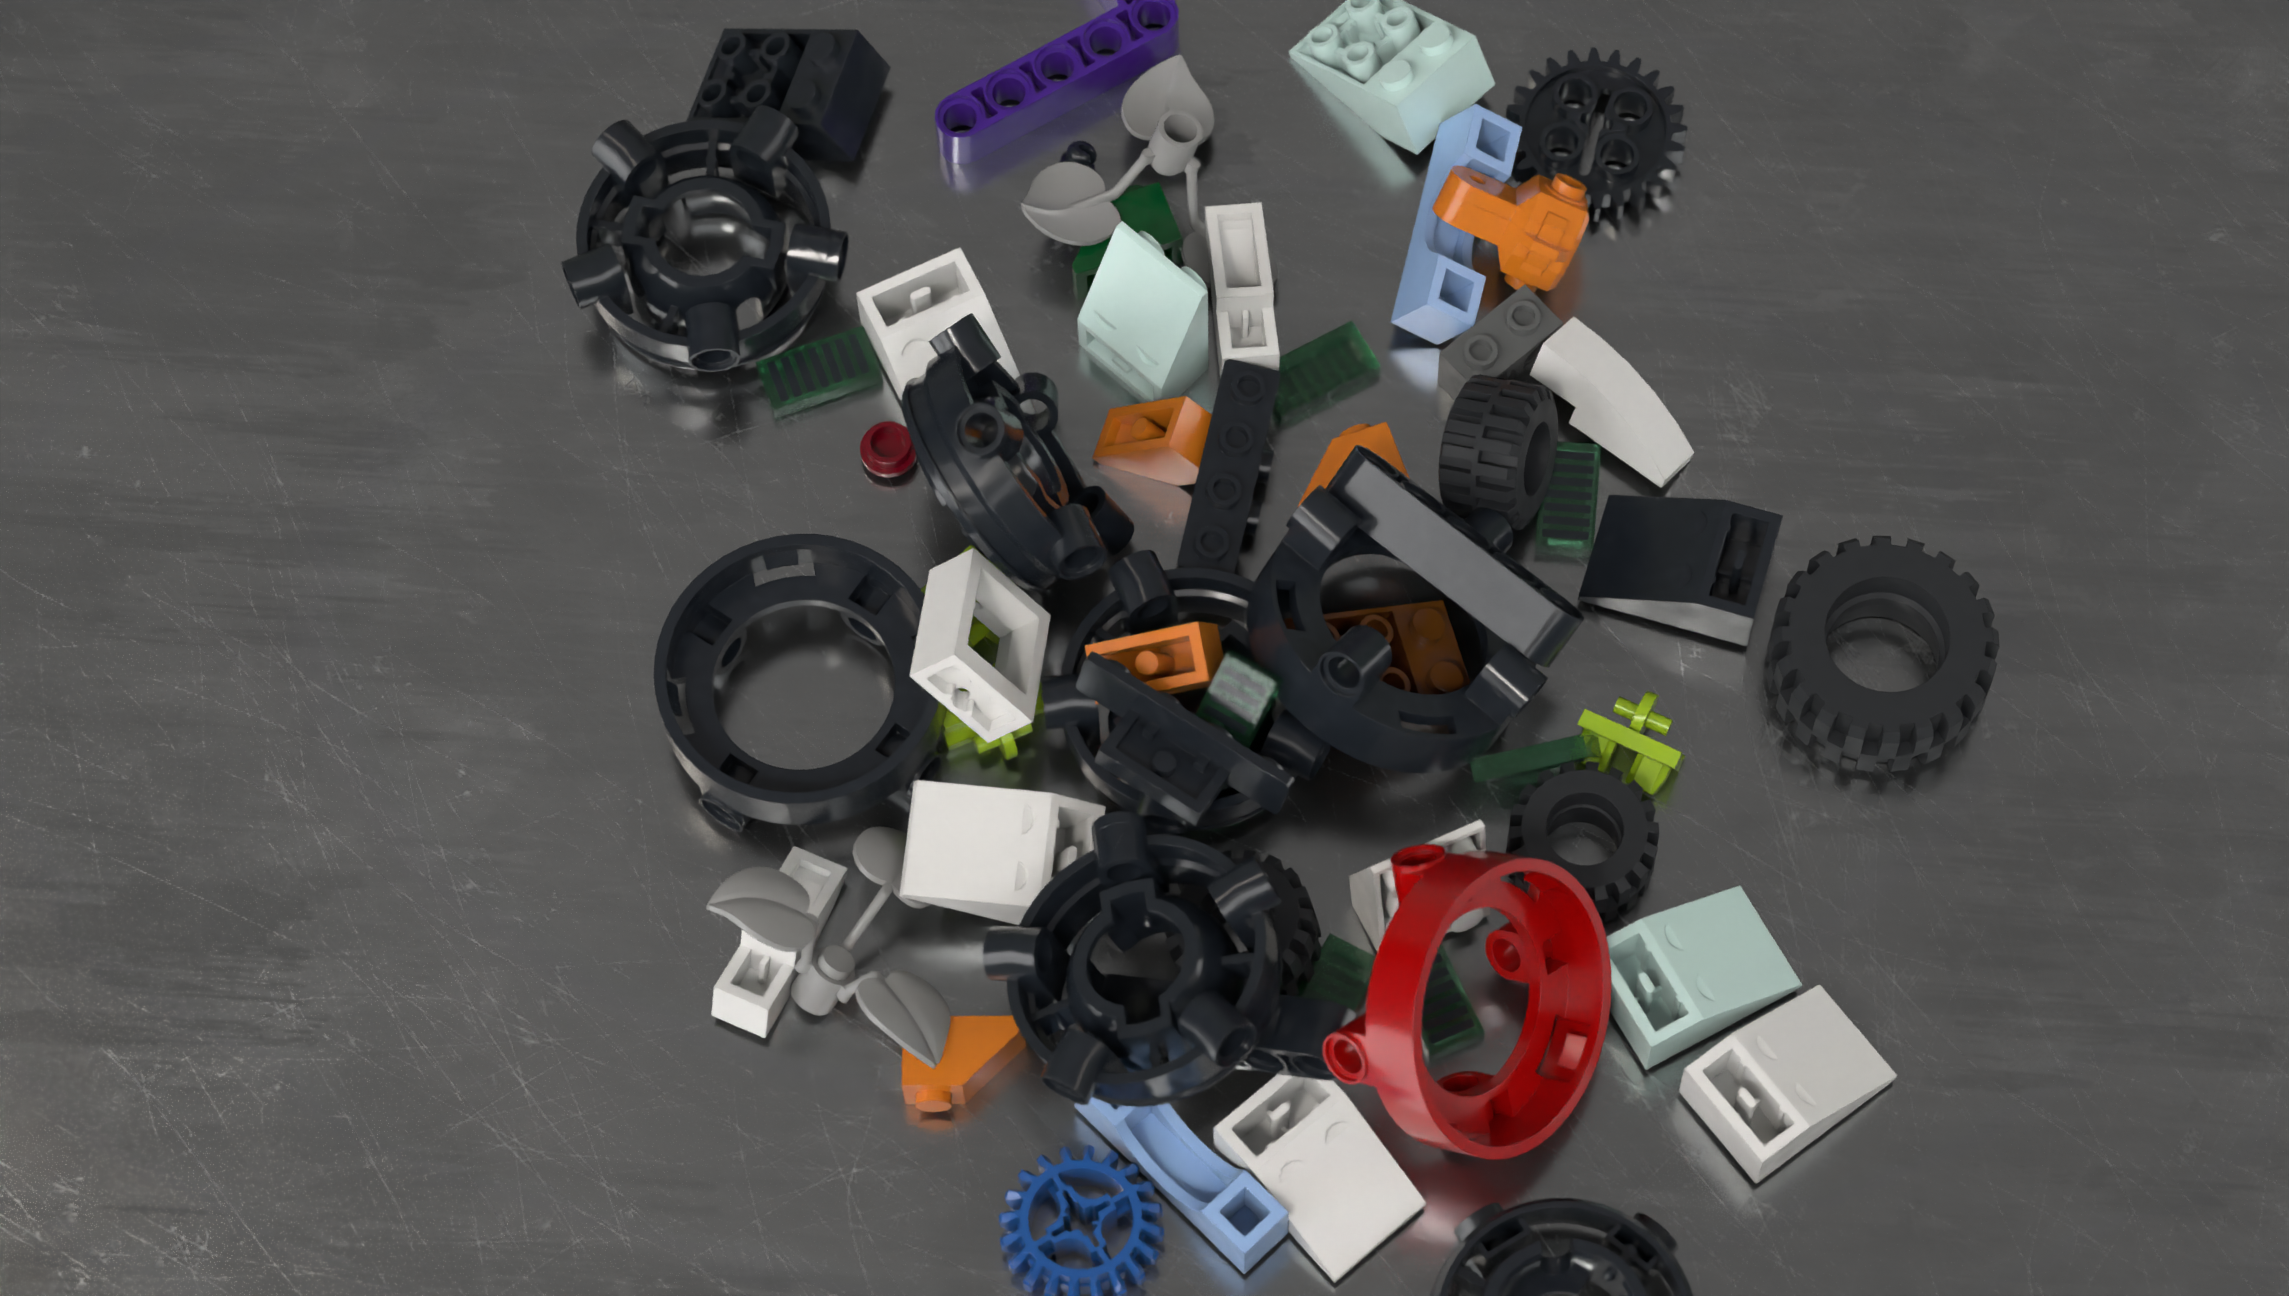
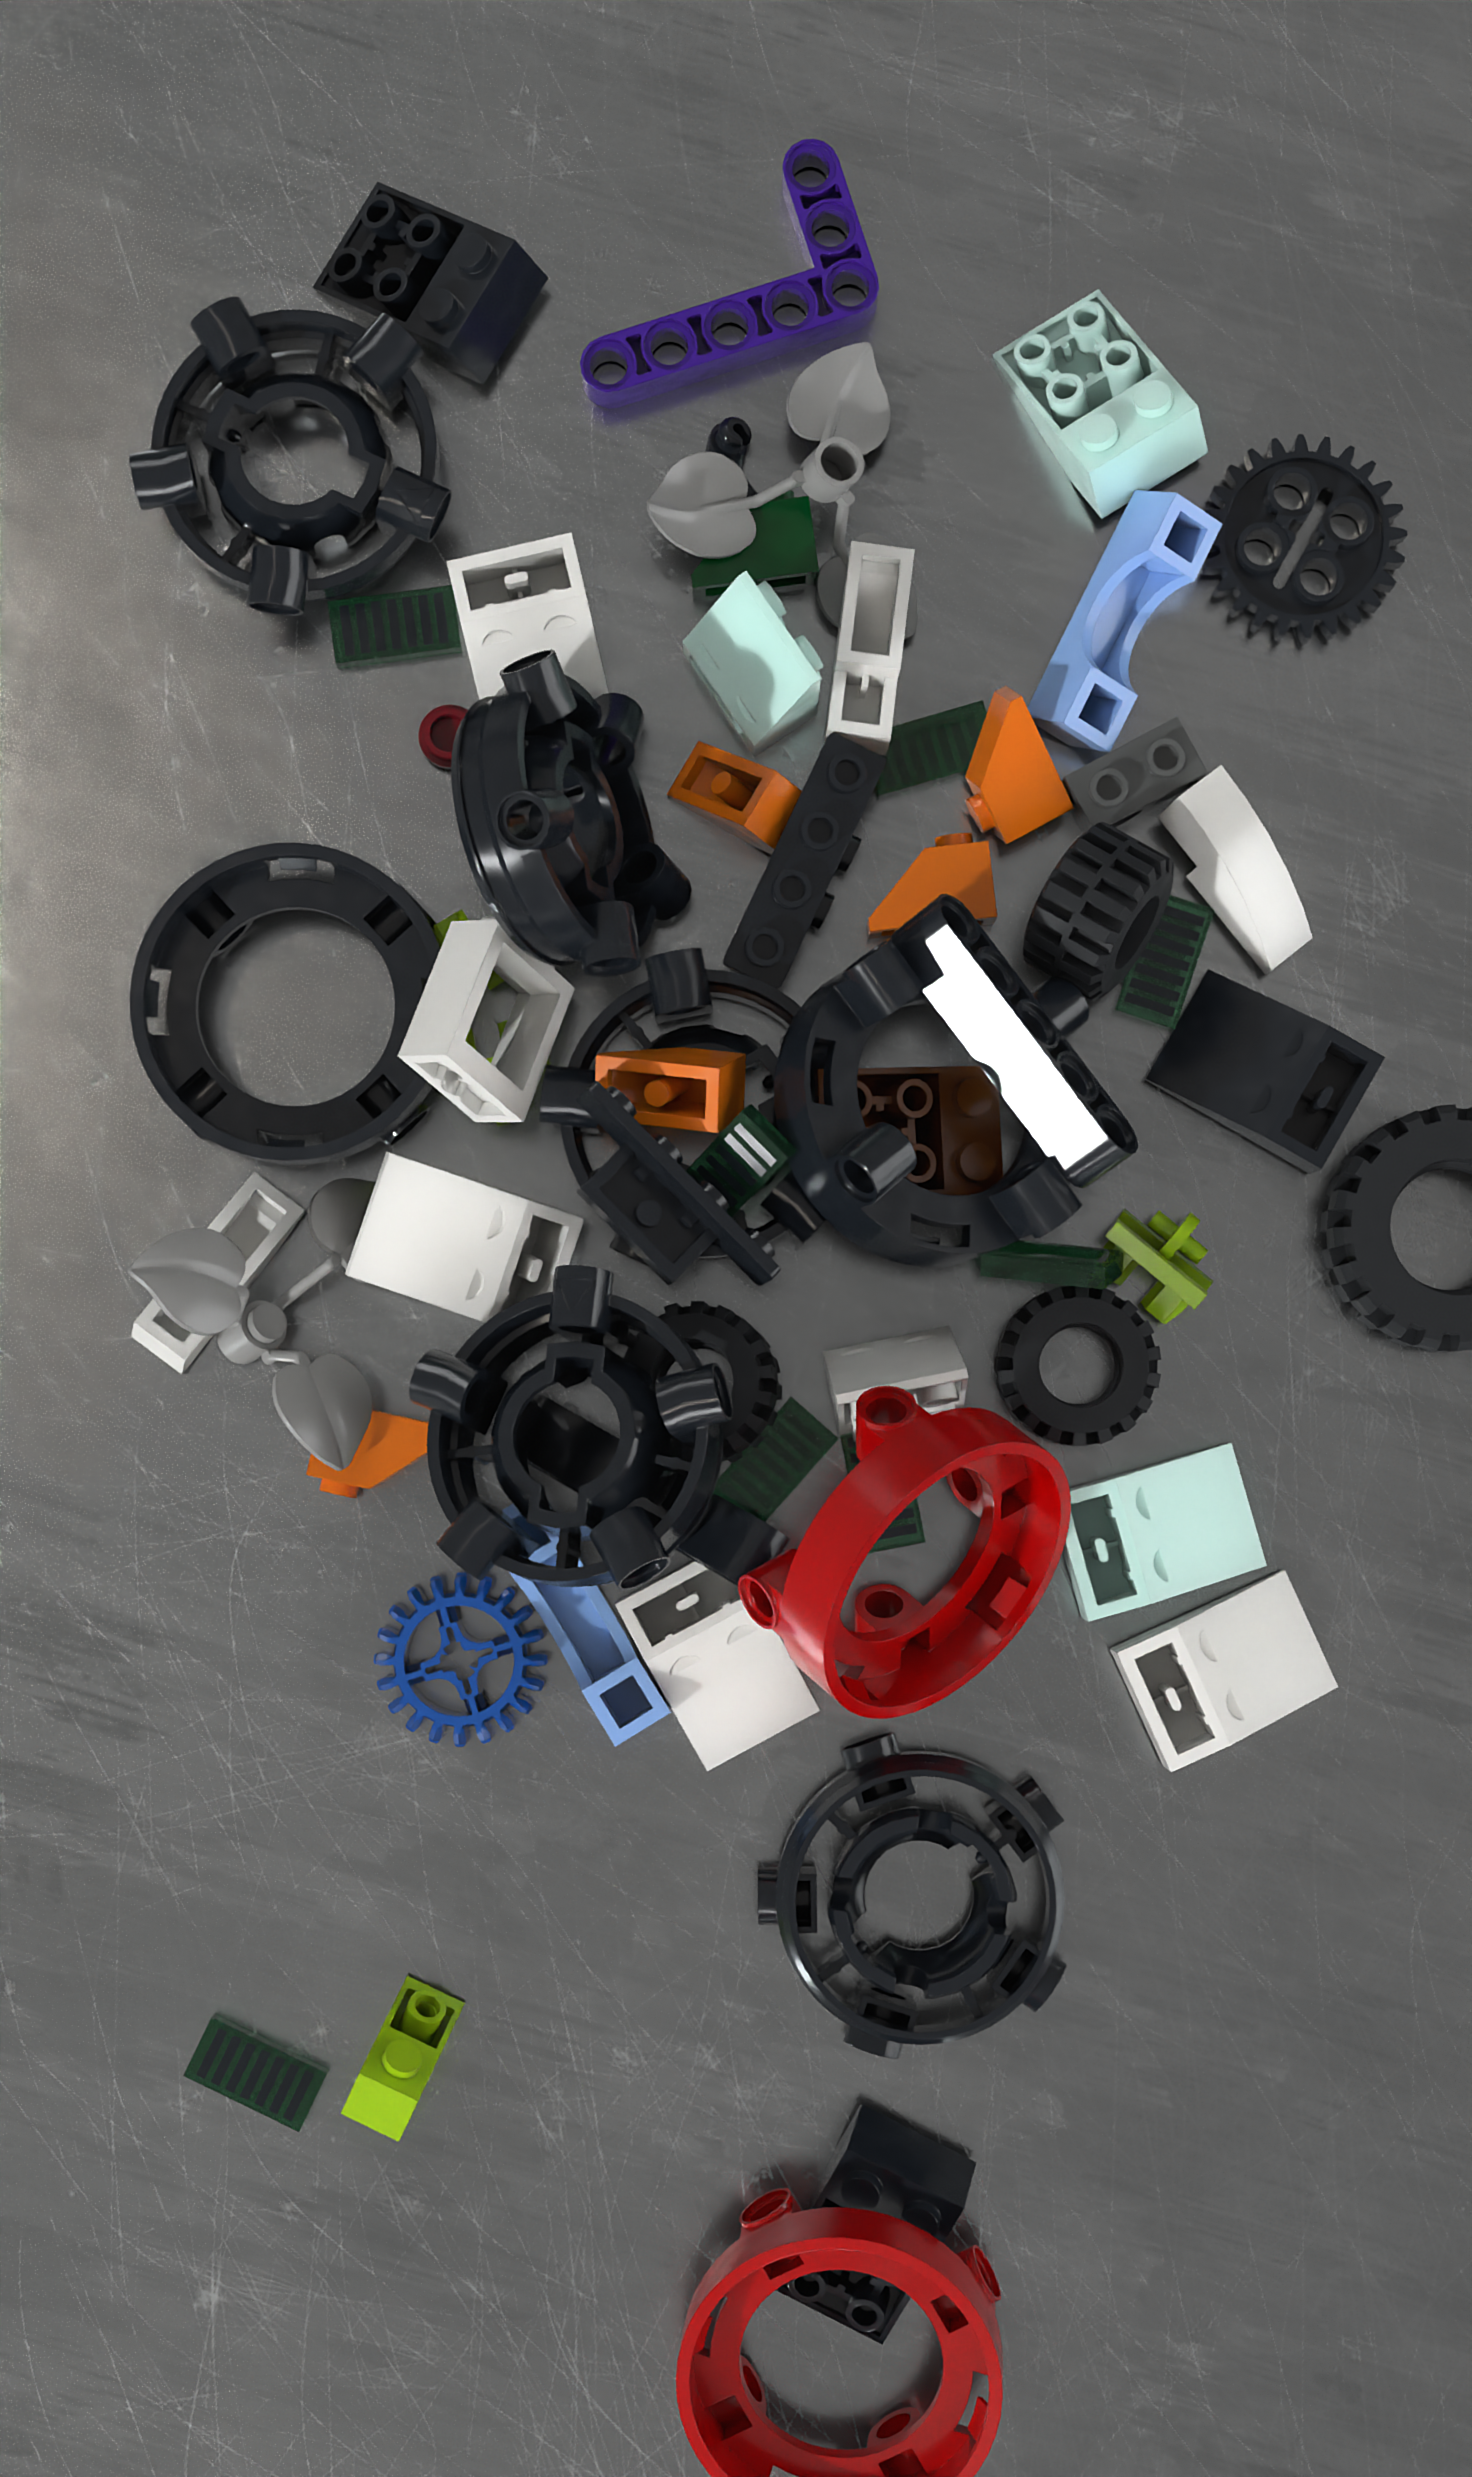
camera: 10 degrees right, 20 degrees up
(1393, 364) = (1013, 773): none -> orange slope
(1530, 224) = (1203, 643): orange piece -> none

